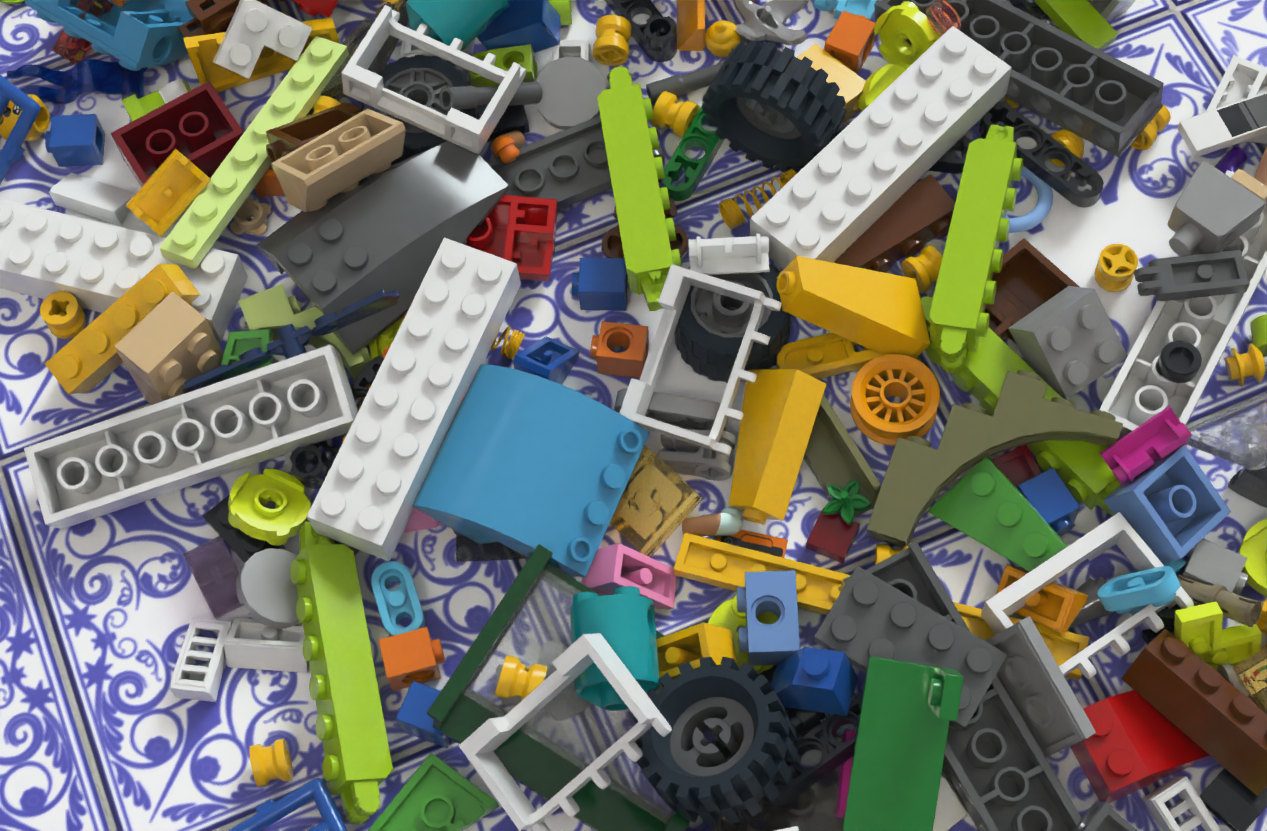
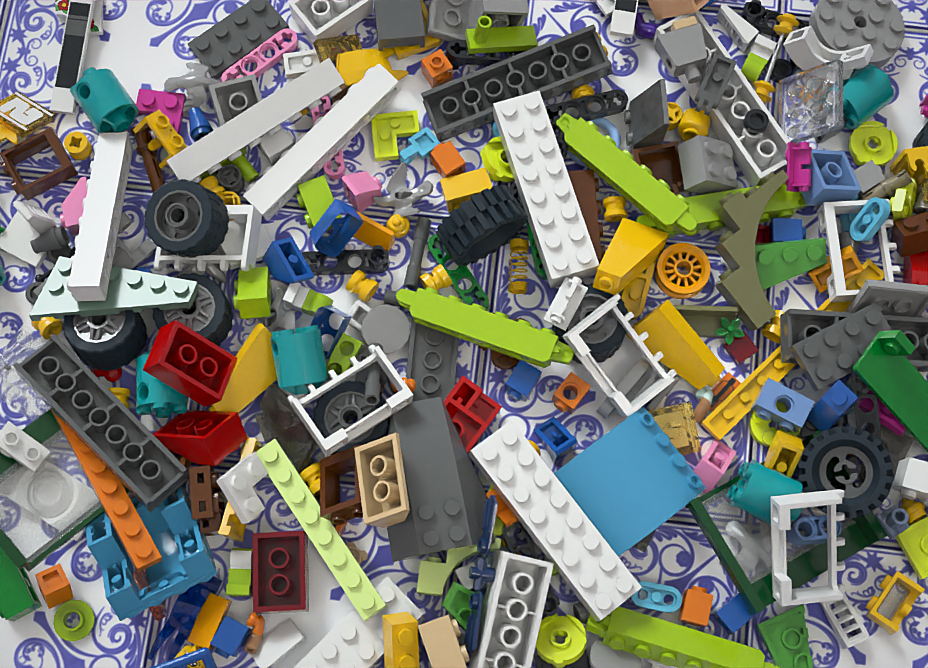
camera: 65 degrees left, 10 degrees up
(95, 168) = (256, 634): none -> arm
(106, 107) = (209, 620): none -> light orange slope
(168, 192) = (321, 596): yellow hinge -> none
(518, 679) = (756, 554): yellow wheel -> none
(591, 751) = (812, 530): none -> medium blue beam
(902, 23) = (472, 129): neon yellow plate -> none
(942, 16) = (480, 104): tile -> none
(1085, 231) = (648, 117): none -> flat silver slope
(1124, 304) = (693, 124): none -> yellow head

